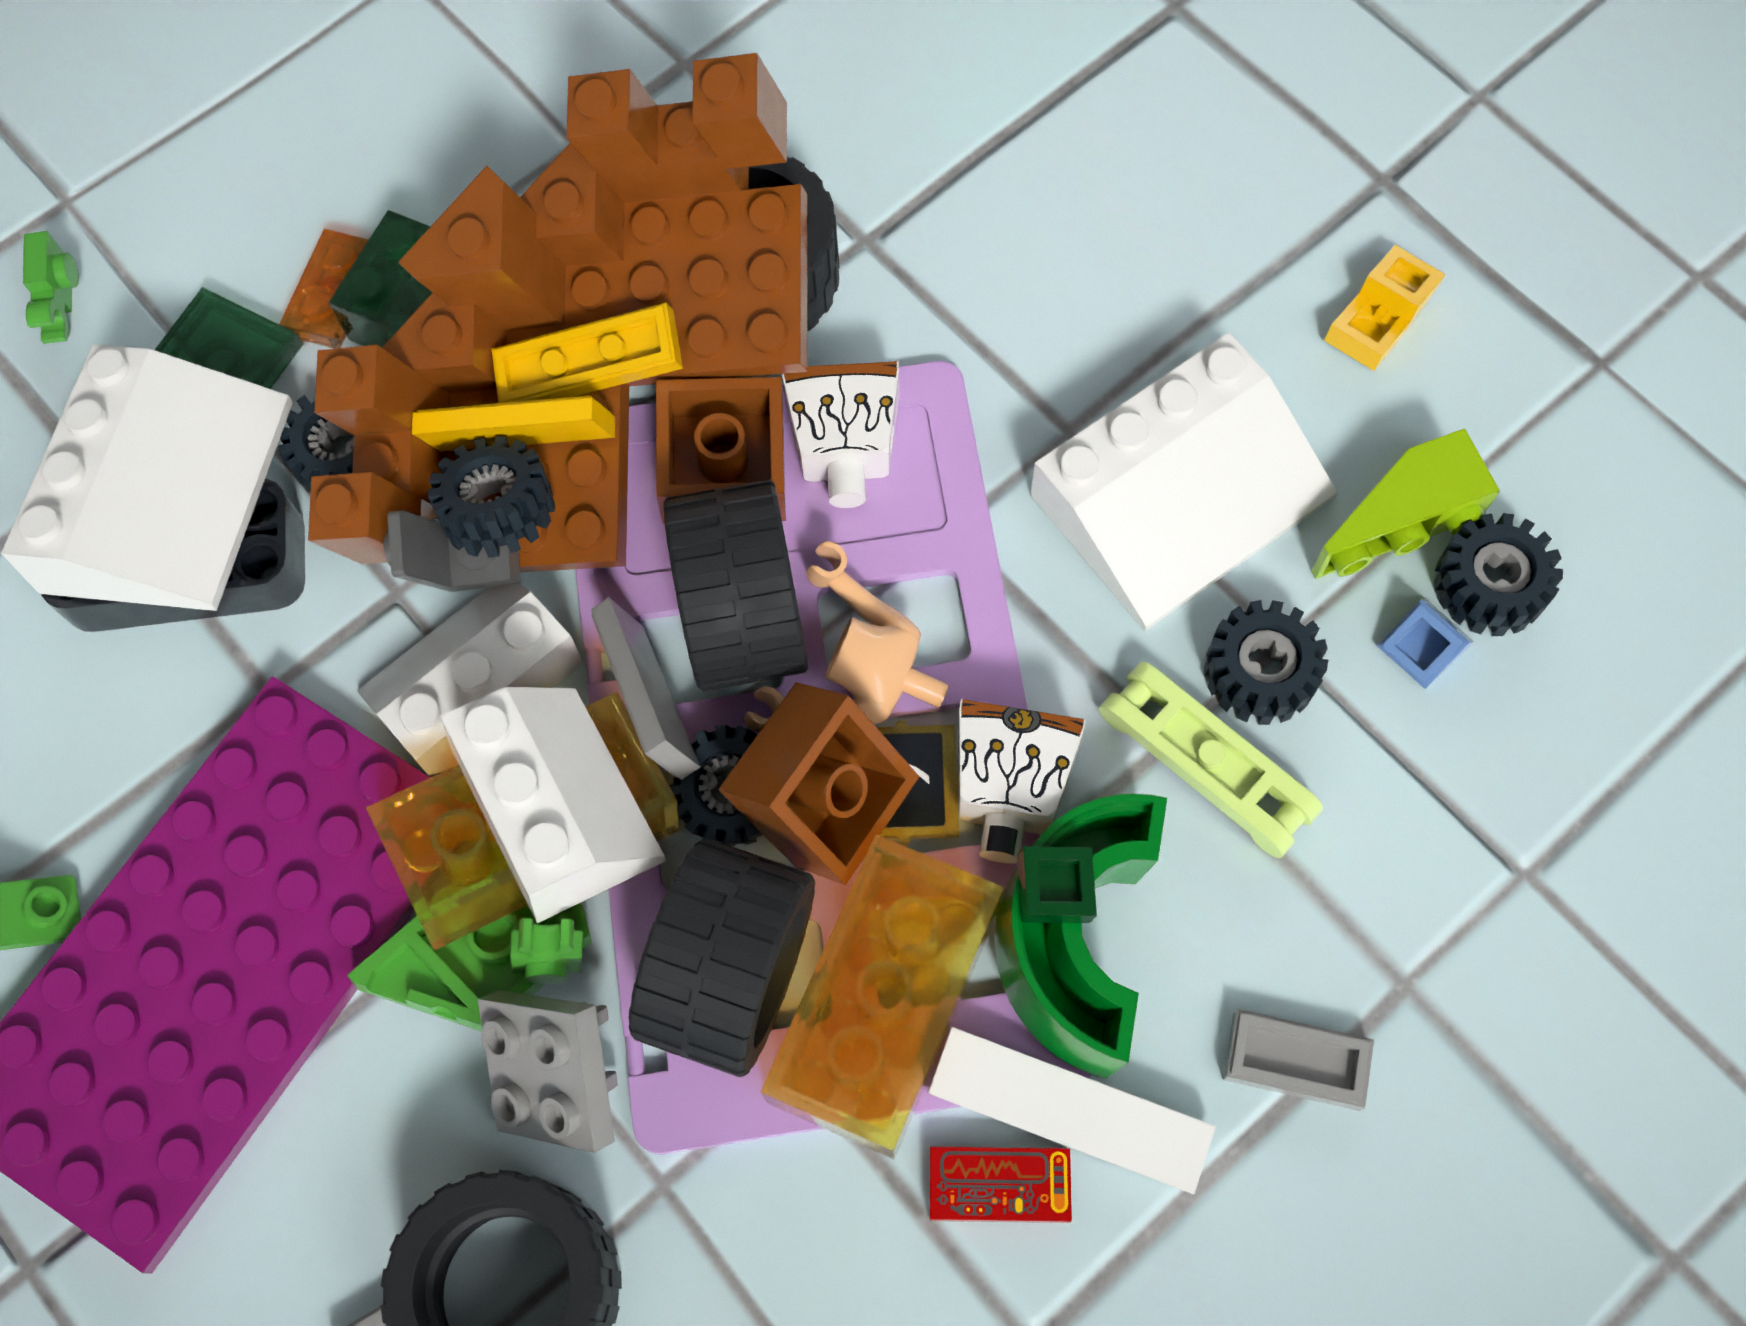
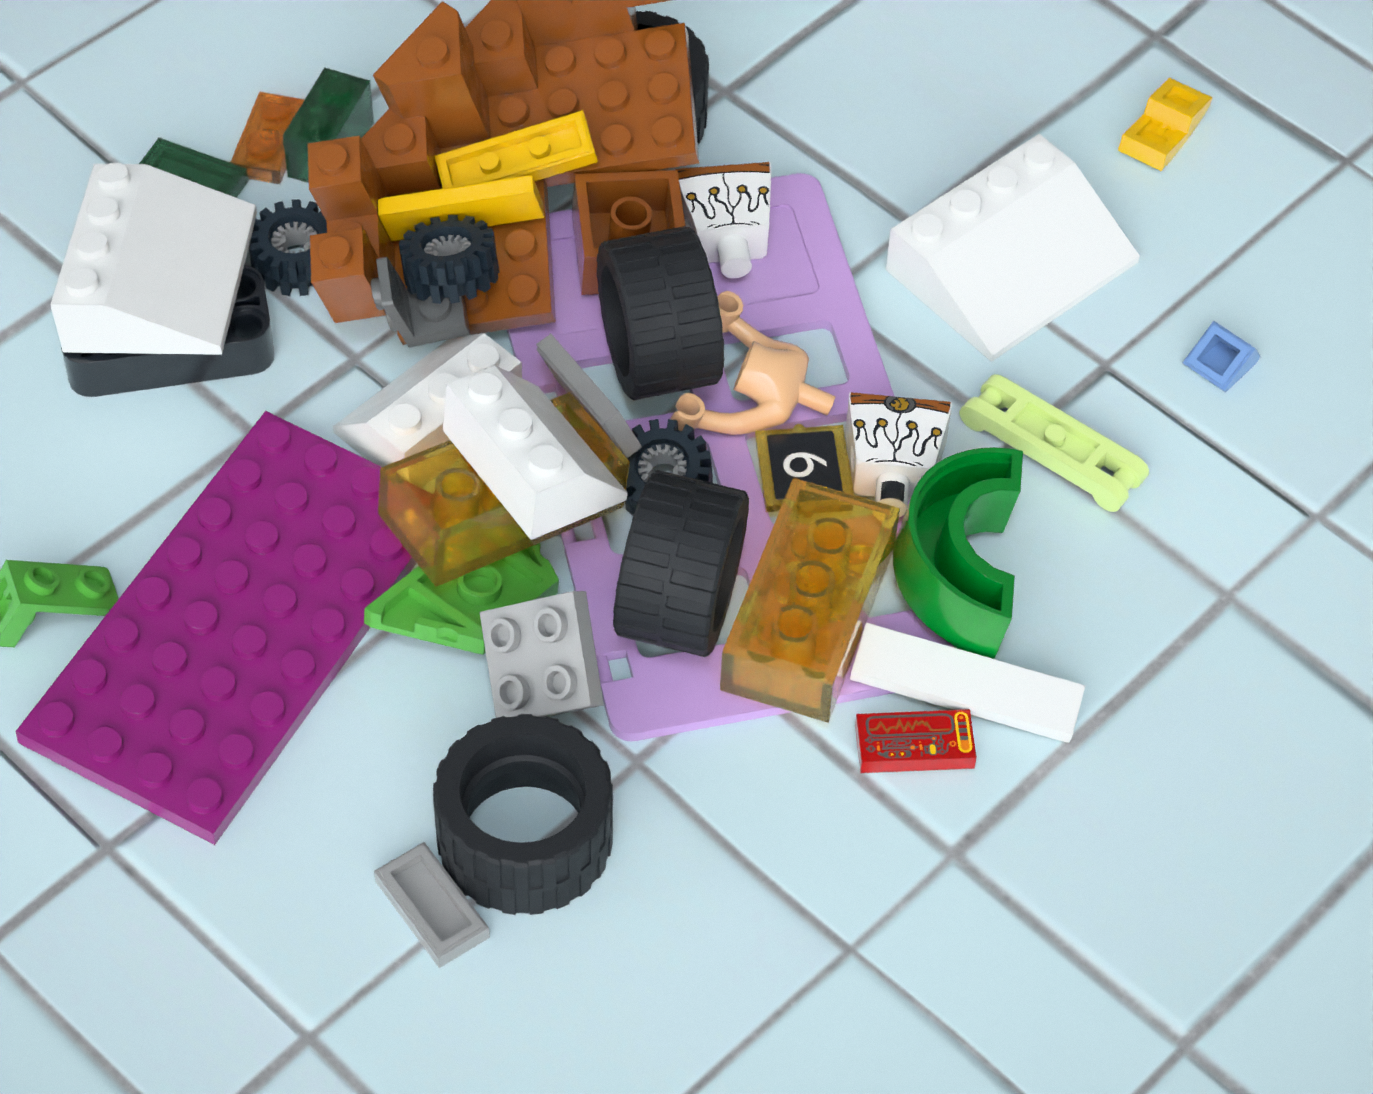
camera: 10 degrees left, 15 degrees down
(50, 279) = (26, 132): bright green plate -> none
(546, 951) = (533, 571): bright green plate -> none
(820, 782) = (746, 438): dark orange brick -> none
(1056, 884) = (942, 500): dark green tile -> none
(1241, 679) = (1070, 381): black bush -> none
(1299, 1060) = (1147, 646): light grey tile -> none
(1422, 495) = (1204, 253): lime slope -> none
(1498, 603) = (1276, 324): black bush -> none

